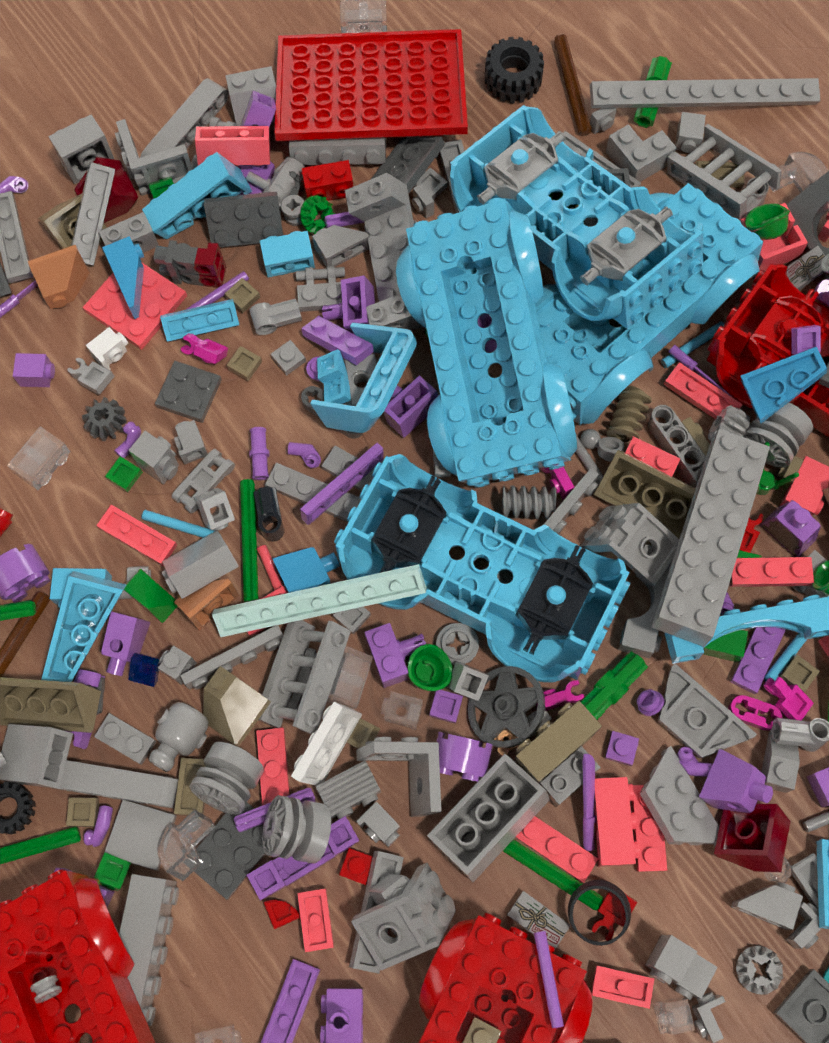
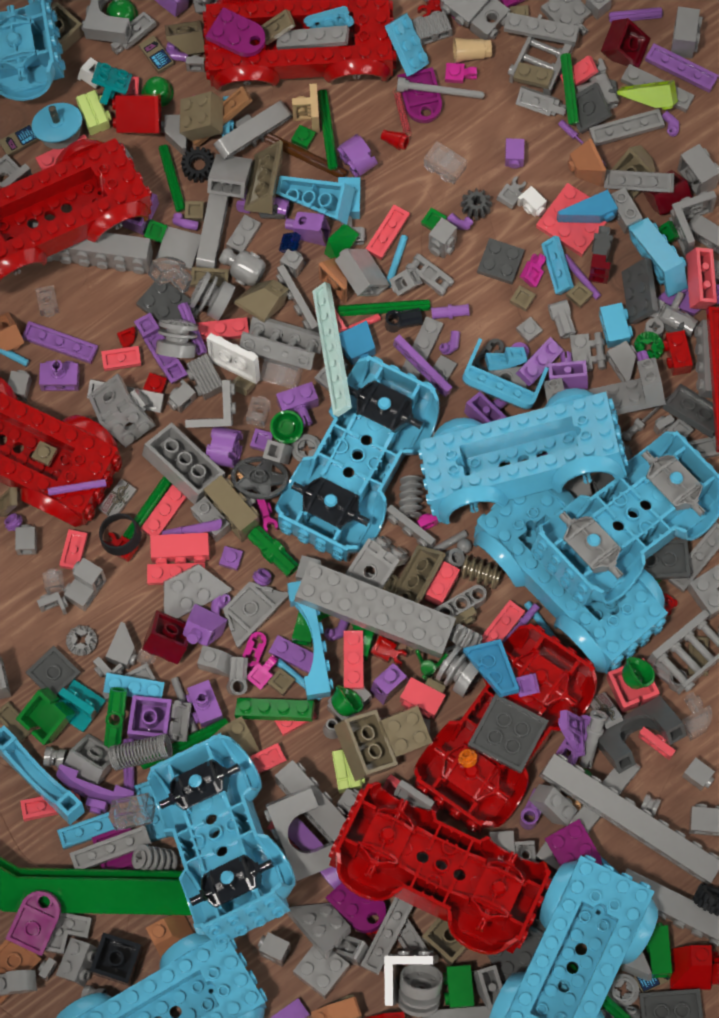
camera: 90 degrees right, 0 degrees up
(46, 989) = (80, 190): light grey bush -> none
(189, 442) = (458, 263): light grey brick -> none

